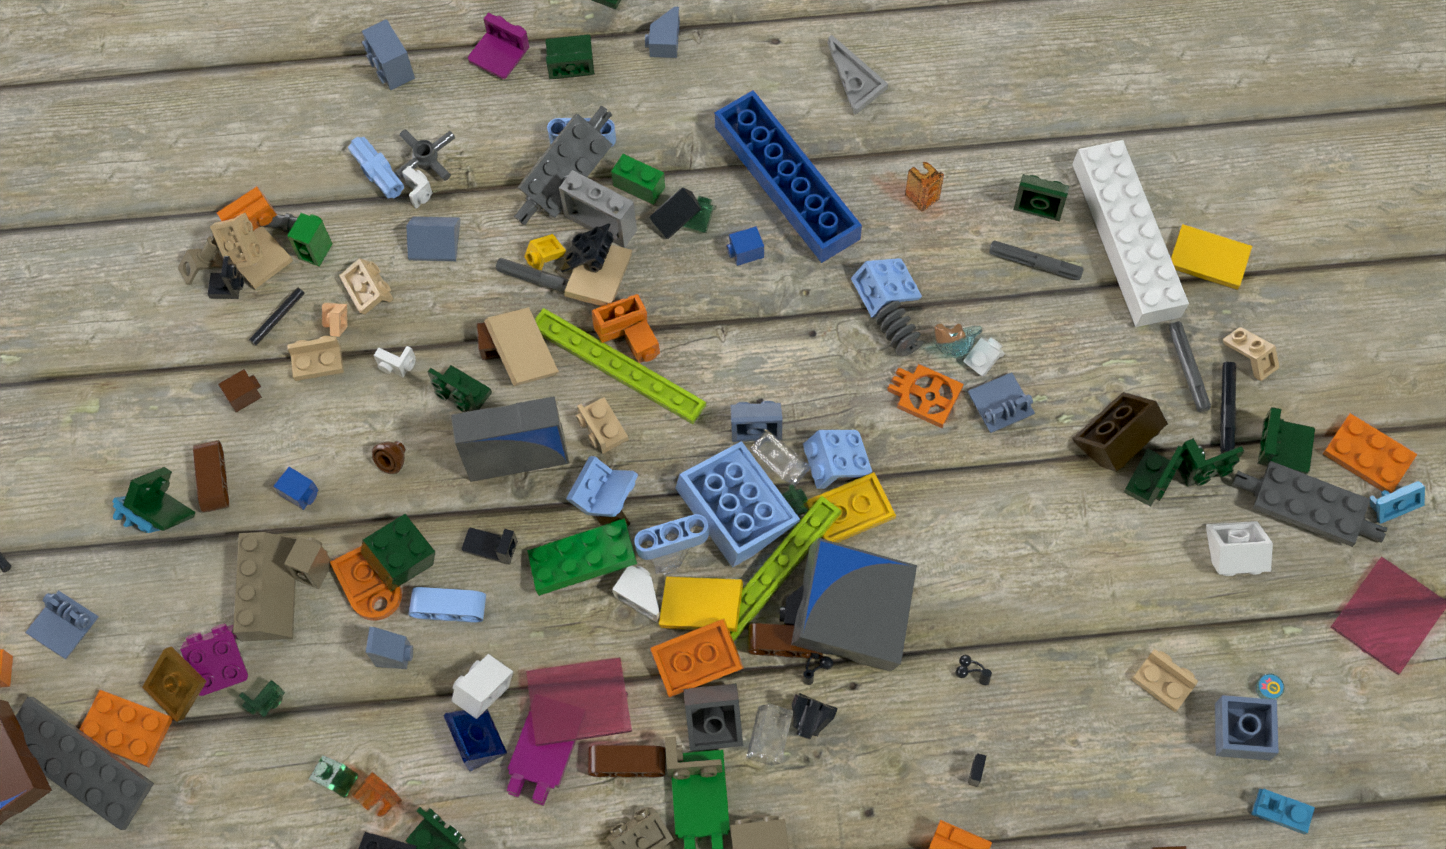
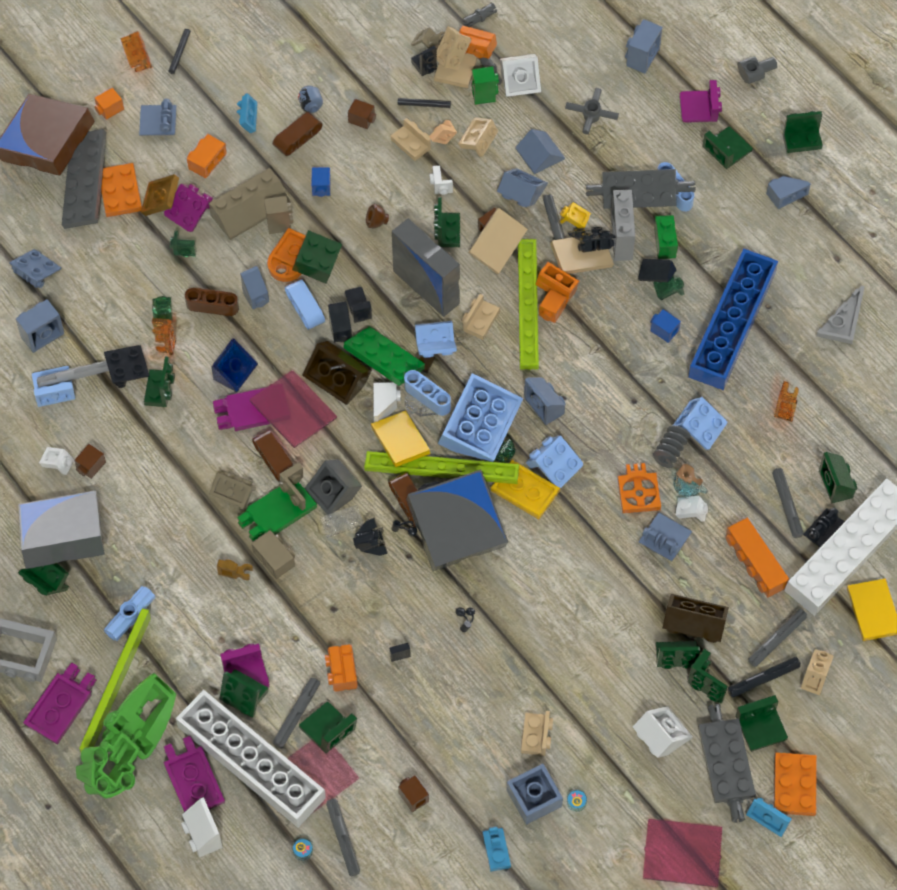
camera: 55 degrees right, 5 degrees down
(149, 501) = (258, 115): dark green bracket -> none
(159, 597) = (206, 155): none -> orange brick
(175, 433) = (310, 99): none -> sand blue head
(209, 191) = (479, 15): none -> dark grey pin
(322, 194) = (520, 75): none -> white slope
(363, 723) = (204, 296): none -> reddish brown beam
(376, 167) = (563, 90): light blue piece -> none
(421, 187) = (565, 125): white bracket -> none
(468, 282) = (521, 187): none -> sand blue slope
(481, 686) = (265, 350): white brick -> none
(505, 579) = (339, 321): none -> black slope
(564, 623) = (336, 372): none -> dark brown slope
(696, 657) = (363, 454): orange plate -> none
(780, 458) = (527, 427): clear slope -> none
(1085, 328) = (757, 557): none -> orange brick
(1087, 243) = (824, 527): none -> black hinge

